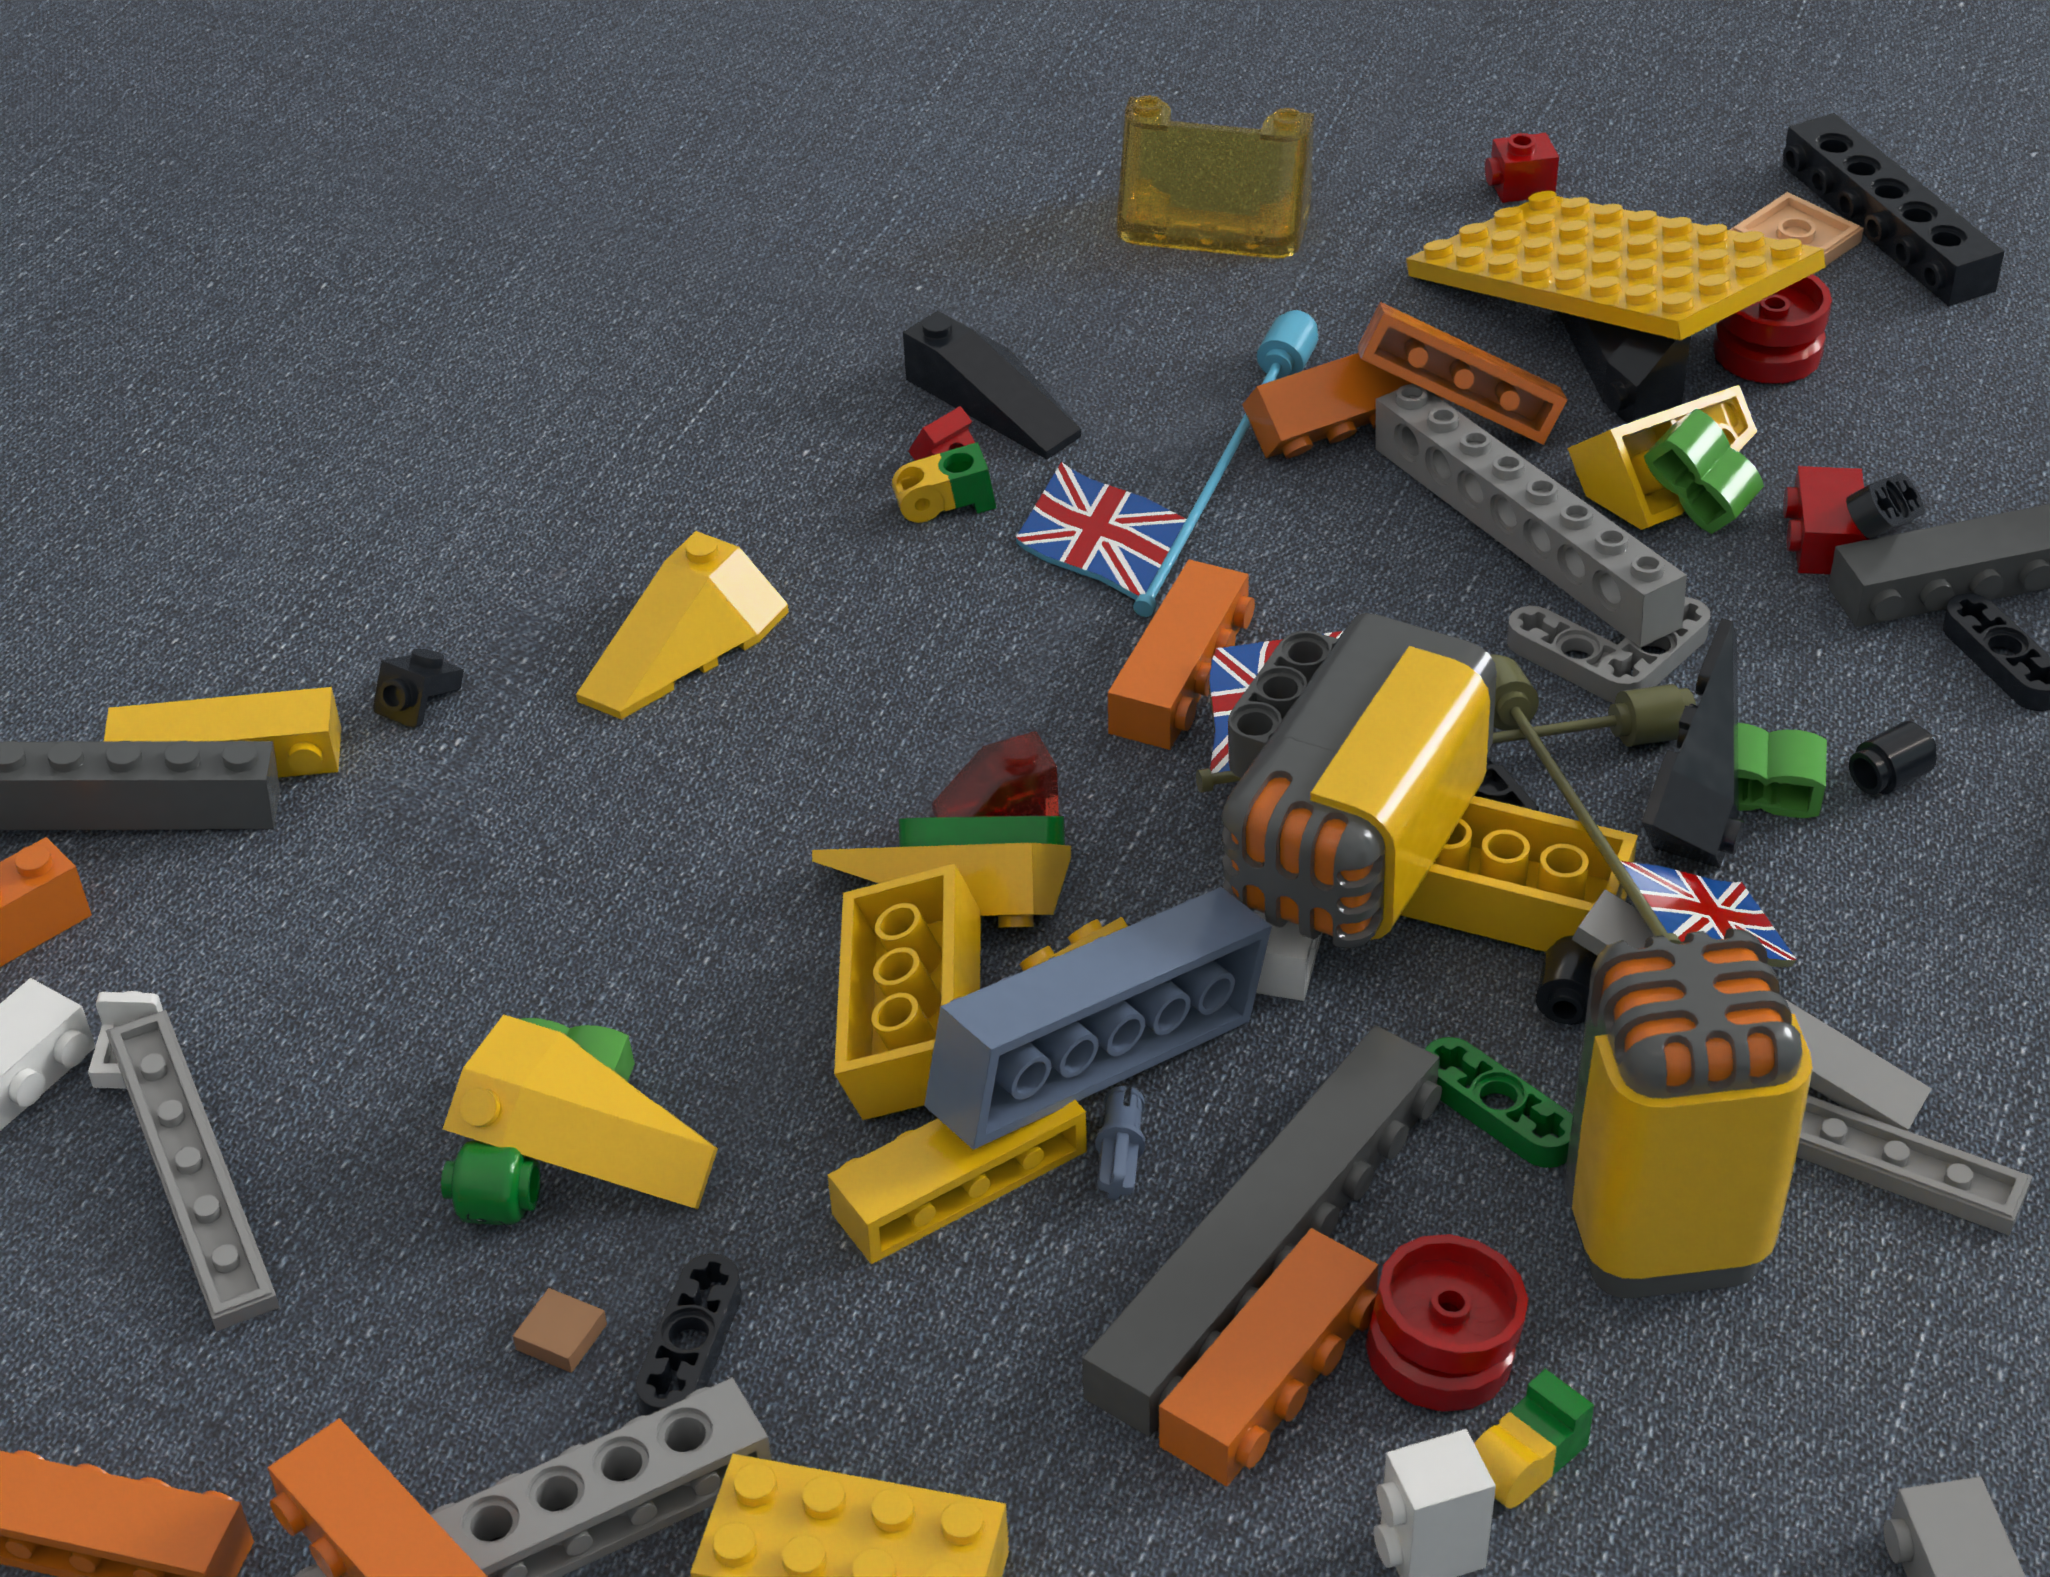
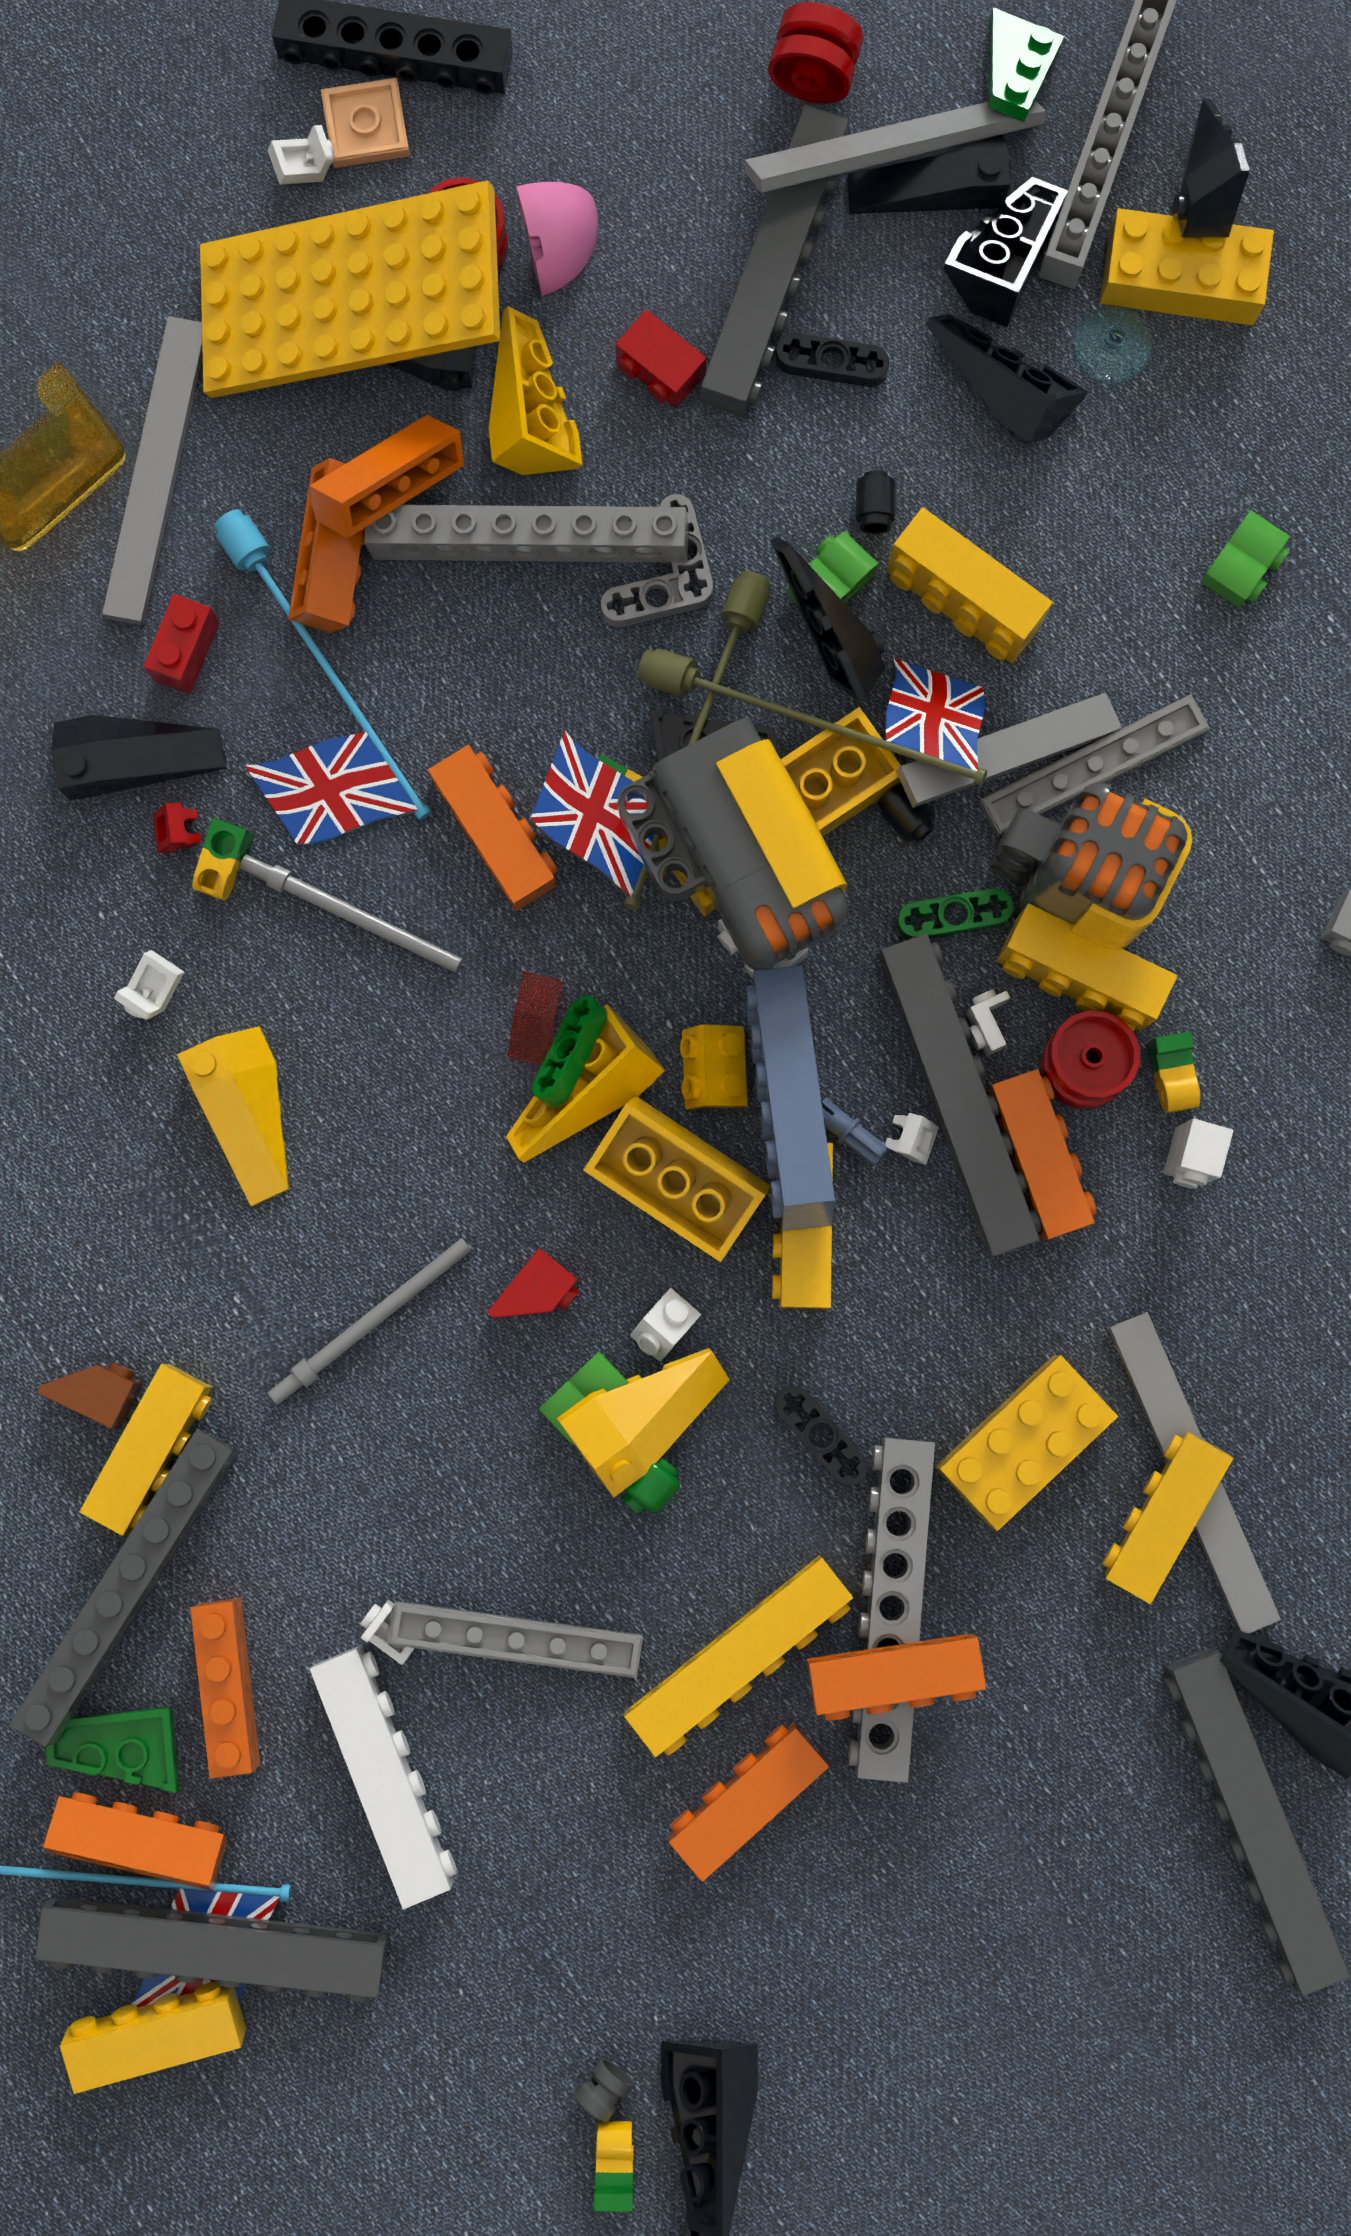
camera: 60 degrees left, 40 degrees up
(262, 660) = (96, 1392): none -> dark orange slope
(285, 1393) = (738, 1656): none -> yellow brick
(408, 682) = (174, 1301): black bracket -> none
(414, 825) = (307, 1371): none -> light grey bar
(560, 1330) = (767, 1498): medium nougat tile -> none
(664, 954) = (537, 1289): none -> red slope
(718, 1096) = (664, 1325): none -> white bracket
(757, 506) = (150, 986): none -> white bracket
(965, 544) = (282, 880): none -> light grey bar
(1138, 354) = (181, 644): none -> red brick
(1170, 1209) = (916, 1137): none -> white tile
(1283, 275) = (155, 472): none -> light grey tile
(1395, 1187) = (983, 1027): none -> white bracket
(1522, 166) = (163, 235): red brick -> none
(1558, 1241) = (1088, 973): none -> yellow brick
(1704, 205) = (302, 159): none -> white bracket
(1704, 471) = (573, 398): bright green brick -> none
(1861, 380) = (560, 230): none -> bright pink brick
(1885, 505) = (687, 325): black beam -> none
(1891, 870) = (967, 586): none -> yellow brick

